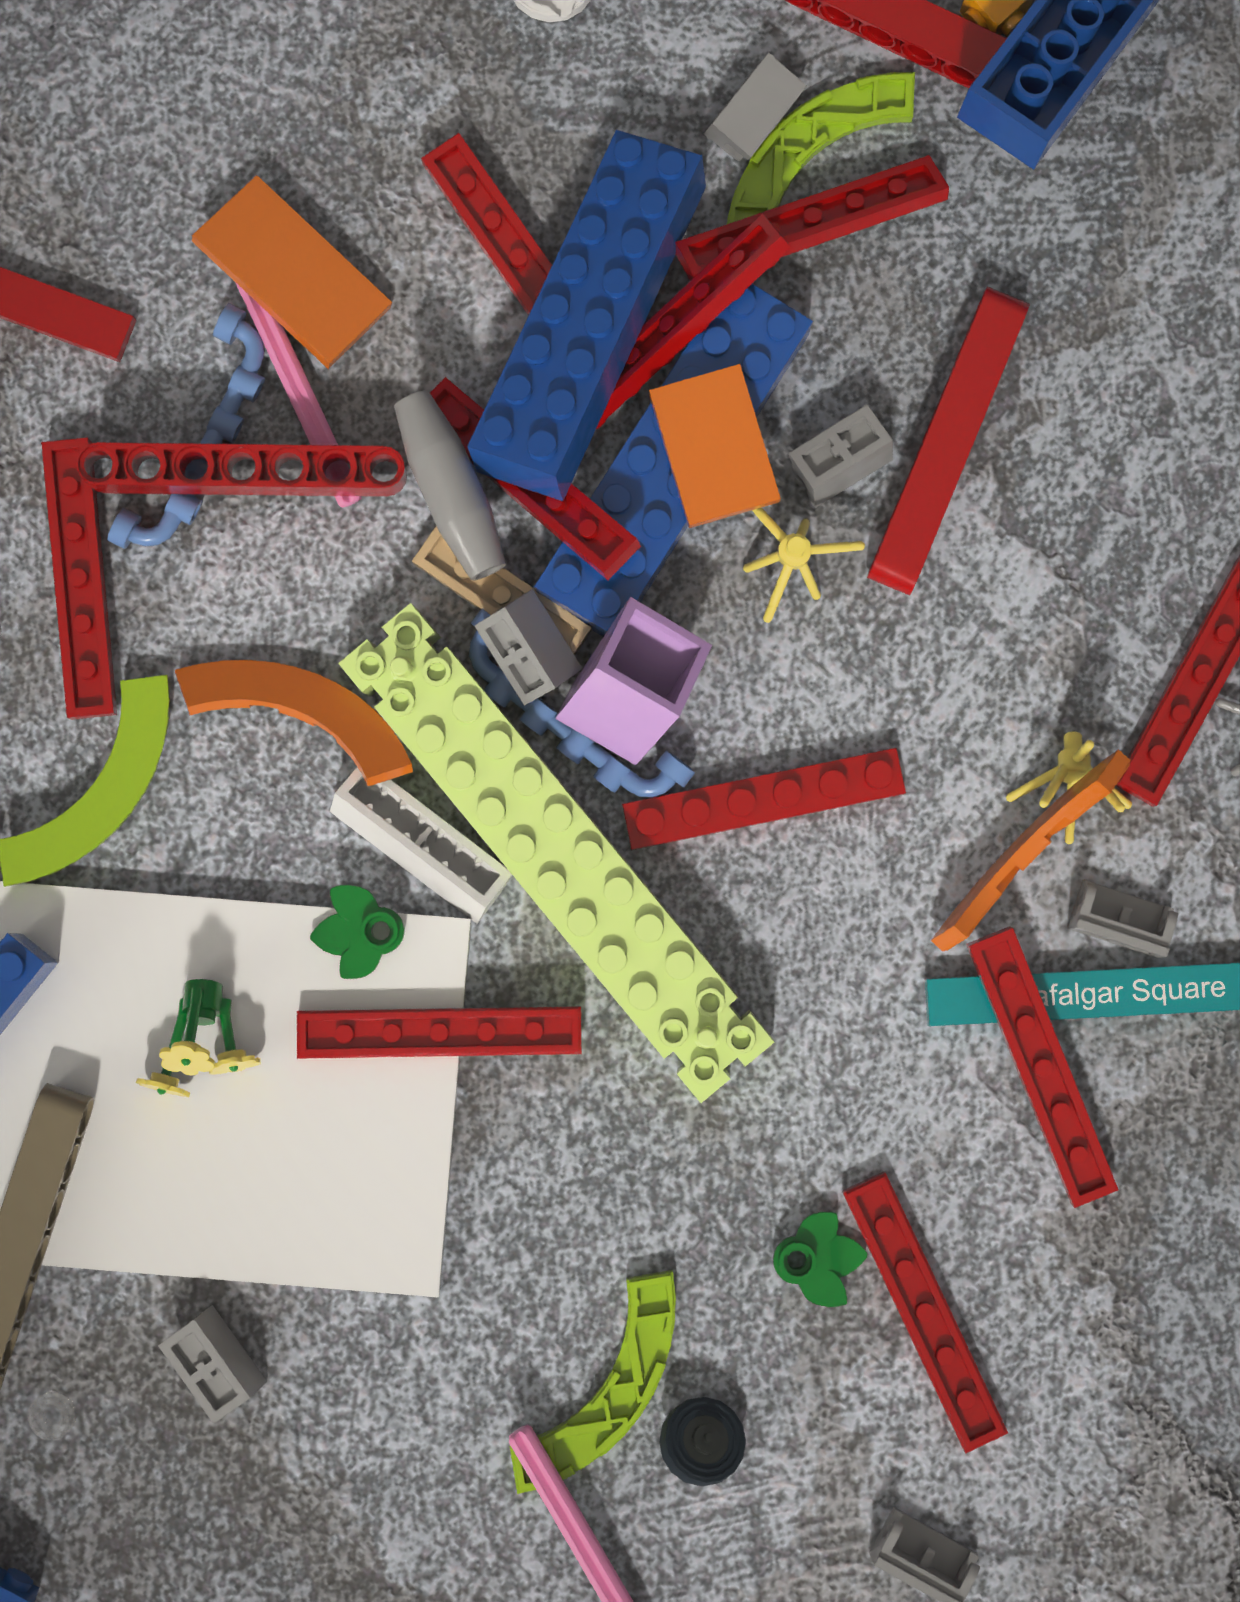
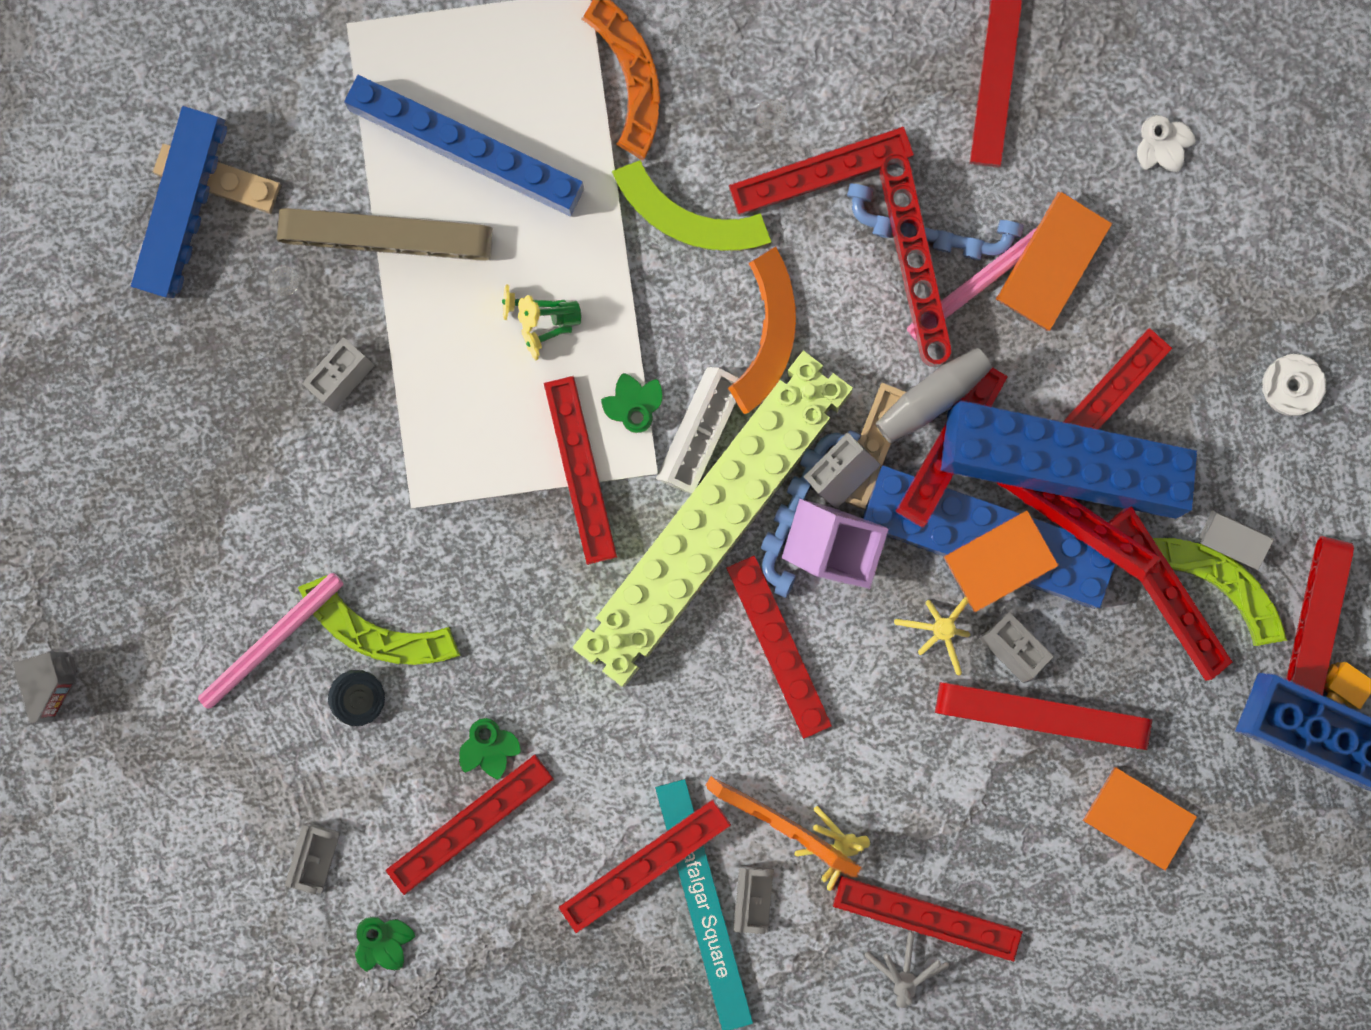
camera: 75 degrees right, 0 degrees up
(165, 75) = (1166, 148): none -> white plate
(1078, 1477) = (385, 947): none -> green plate
(1123, 339) = (1139, 818): none -> orange tile

